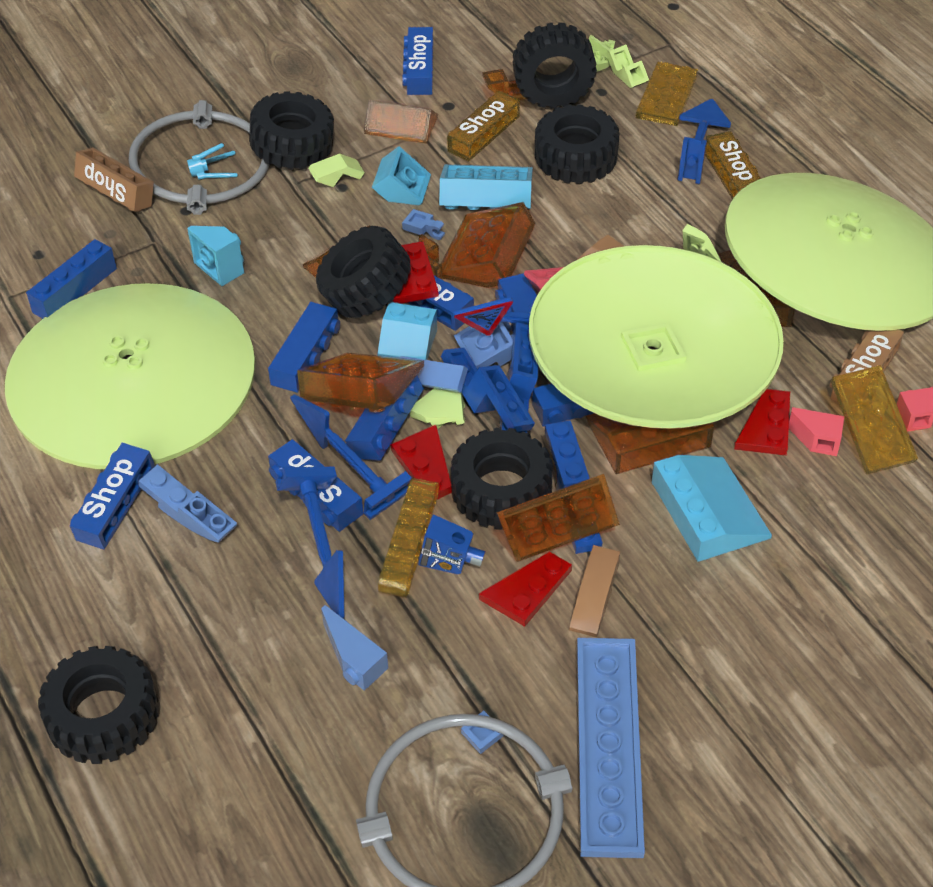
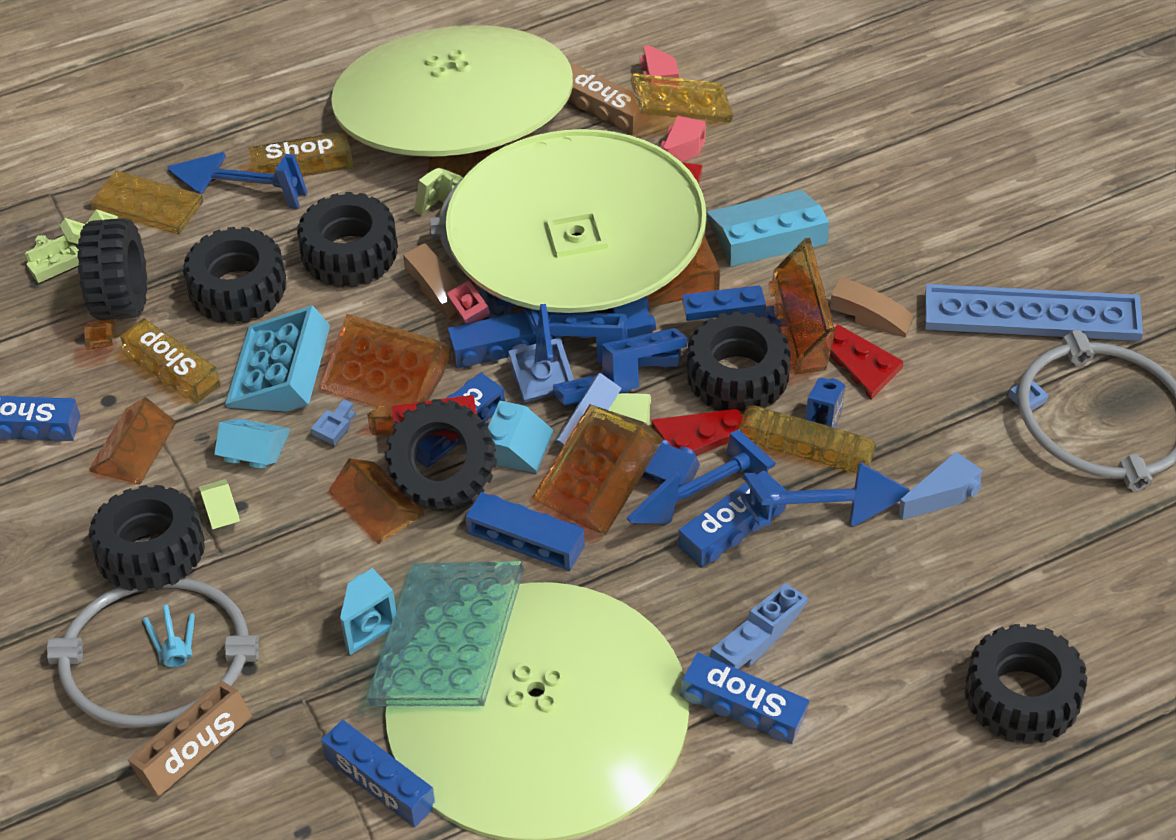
camera: 85 degrees left, 0 degrees up
(192, 302) = (446, 634): none -> clear light blue plate
(628, 184) = (352, 261): none -> black tyre

